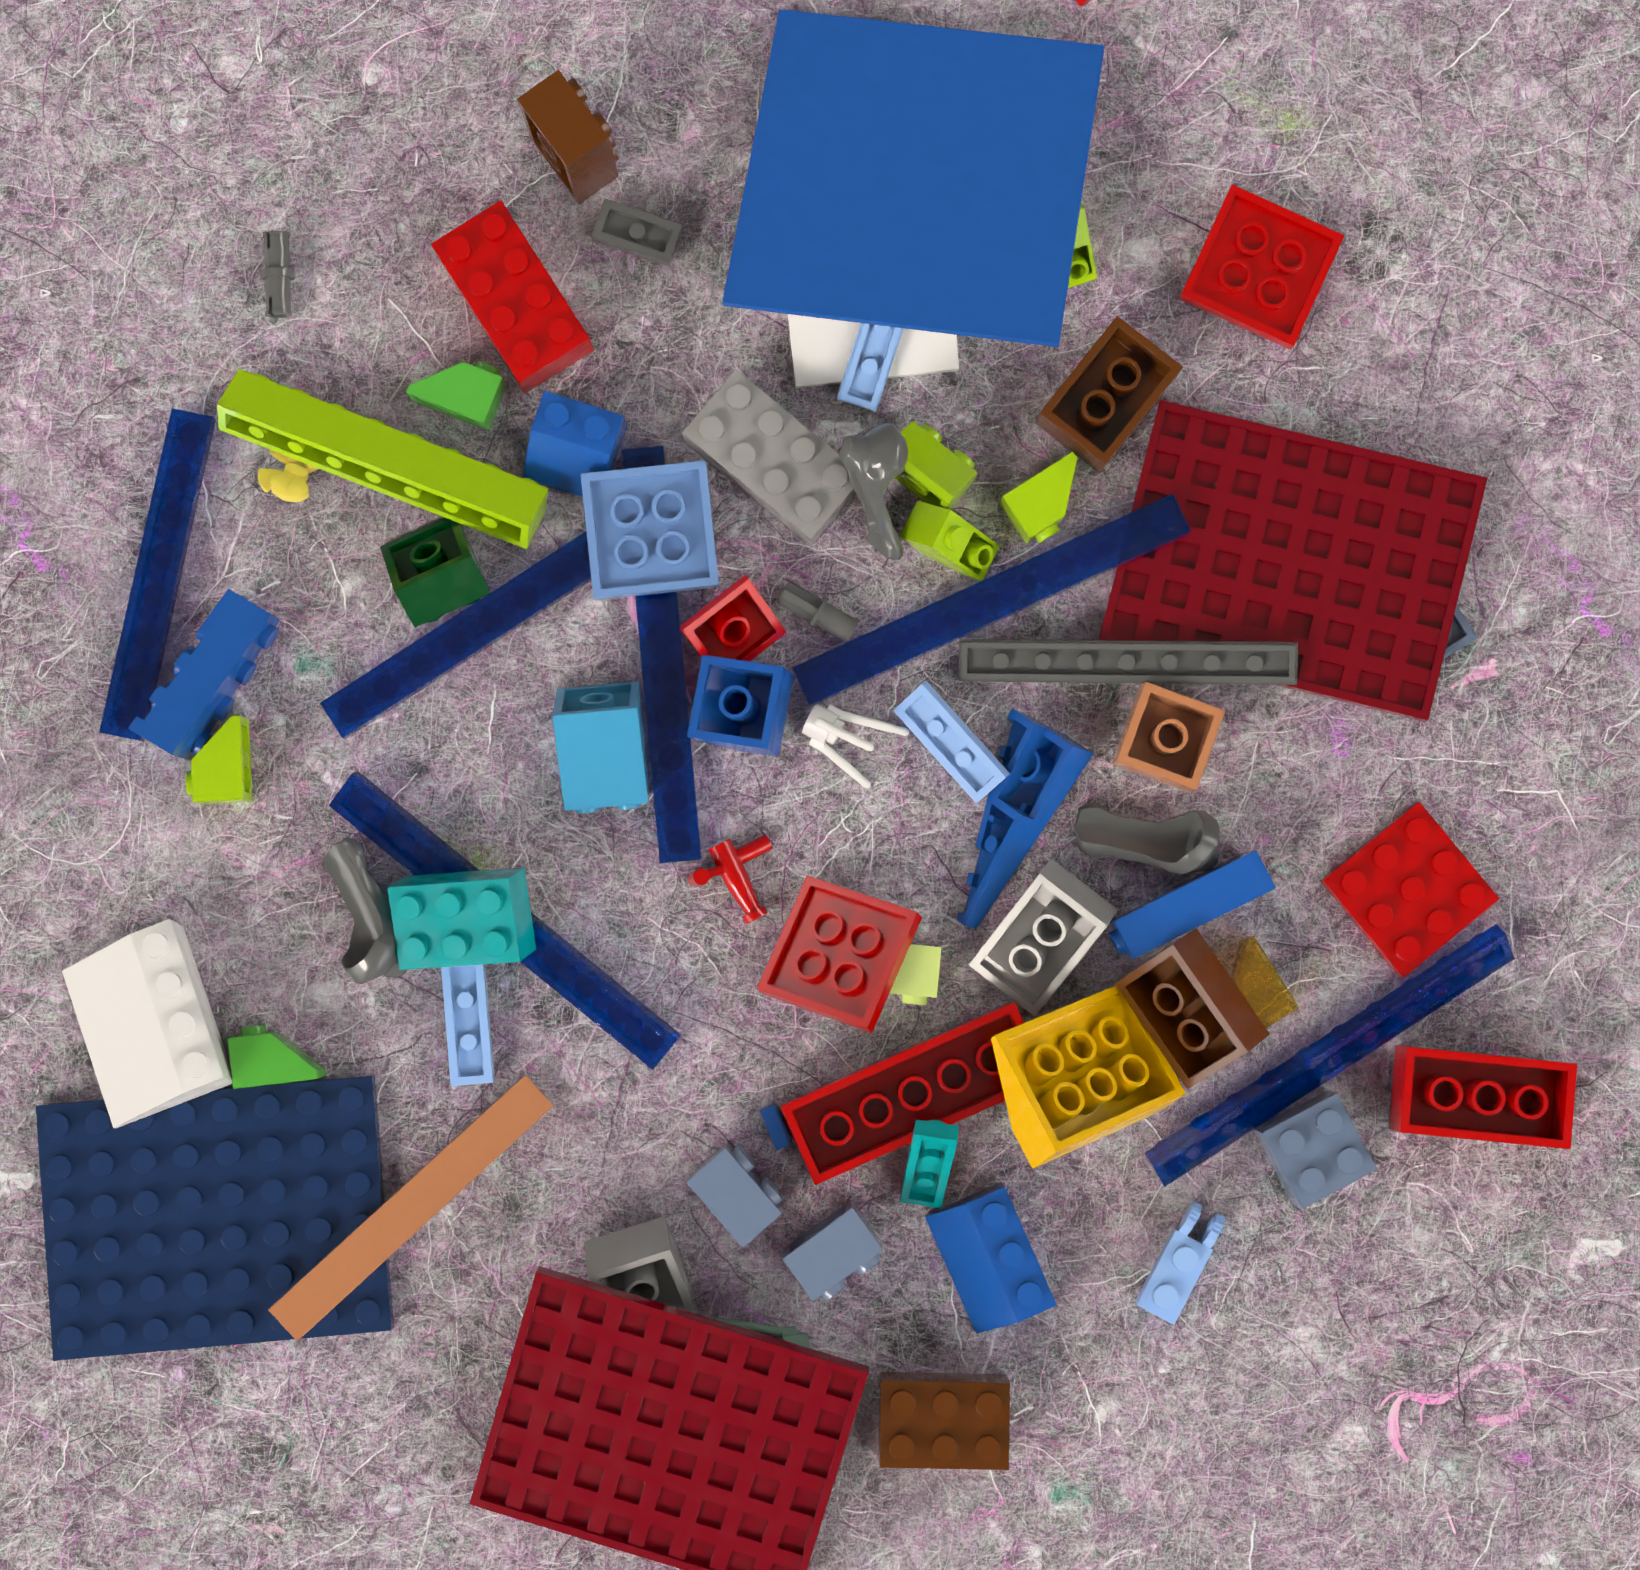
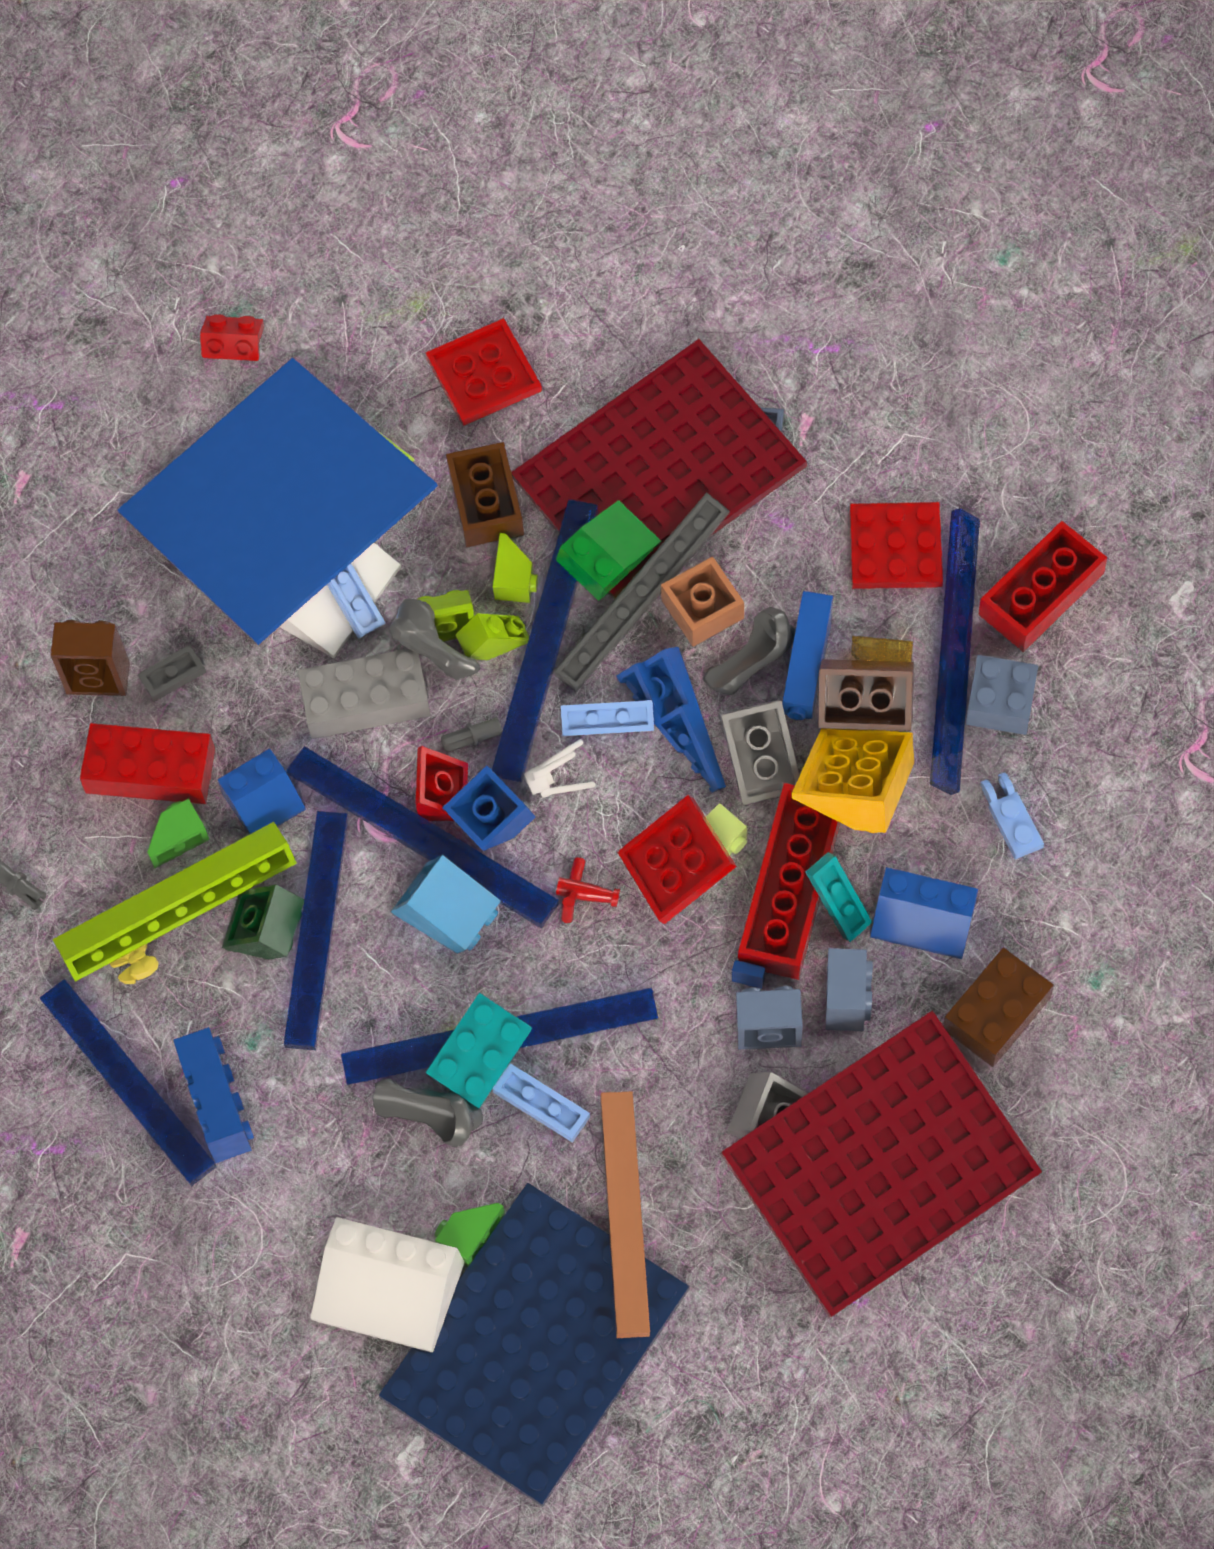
camera: 45 degrees left, 20 degrees down
(223, 766) = (273, 1129): lime slope -> none
(650, 530) = (346, 783): medium blue plate -> none
(1144, 589) = (607, 549): none -> green slope

